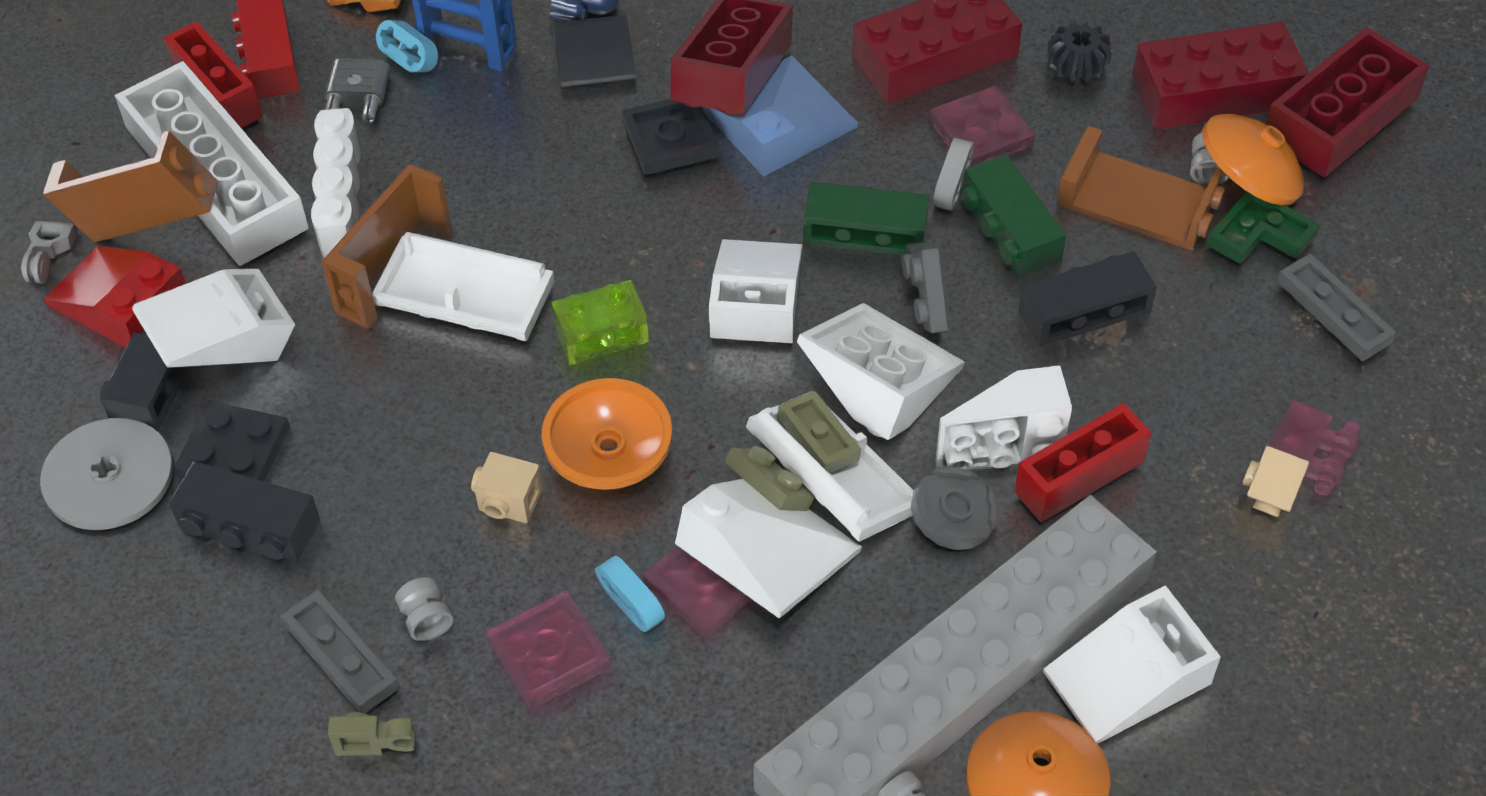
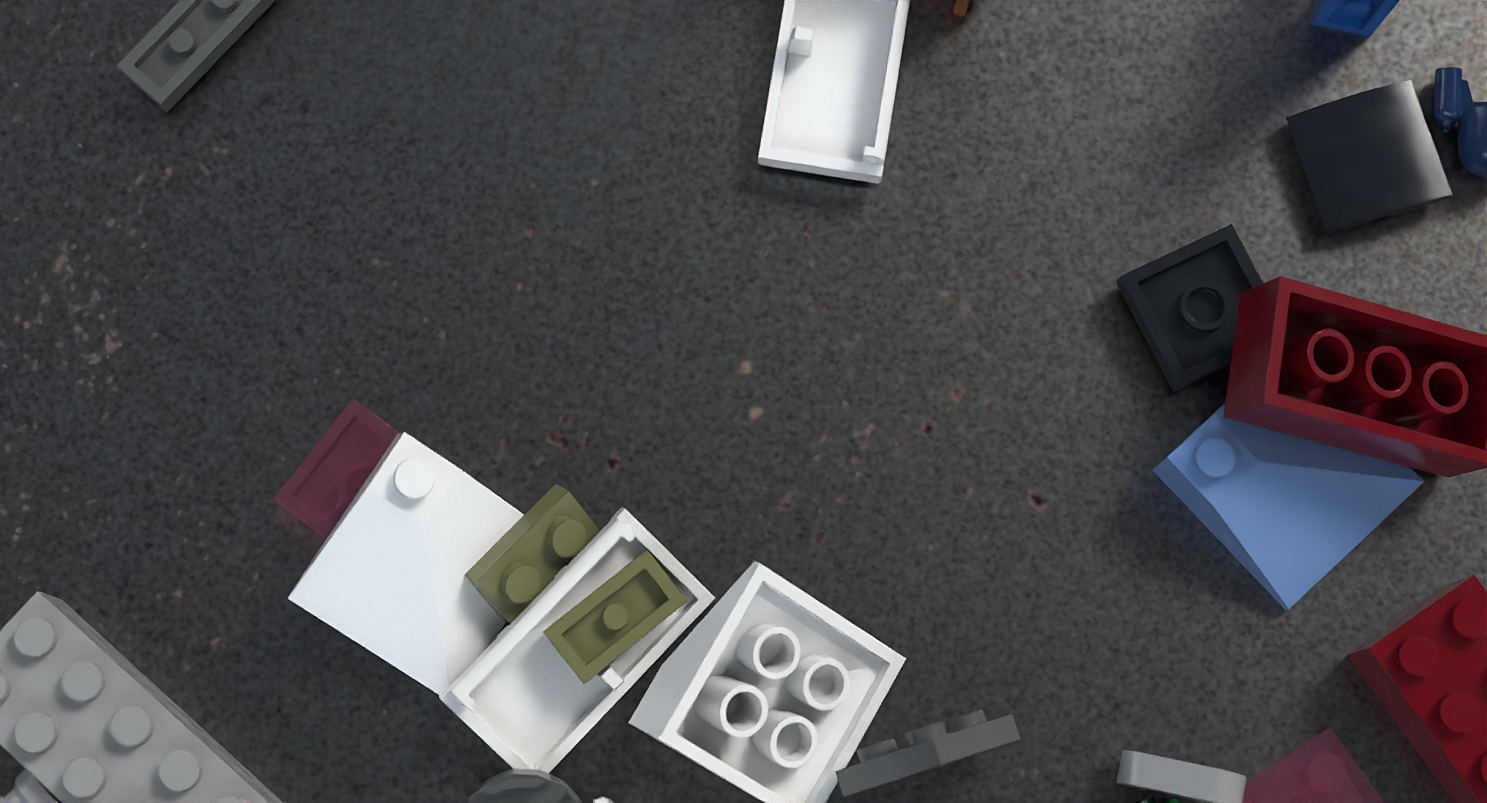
camera: 80 degrees right, 25 degrees up
(365, 735) = (80, 77): olive plate -> none
(424, 610) = (288, 107): light grey wheel -> none
(507, 487) = (482, 185): tan brick -> none
(548, 650) = (231, 292): clear pink plate -> none
(600, 321) = (783, 252): clear neon green brick -> none
(602, 417) = (568, 266): orange dish -> none
(630, 593) = (327, 385): medium azure beam -> none
(755, 291) = (901, 486): white slope -> none
(864, 218) = (1068, 644): dark green brick -> none

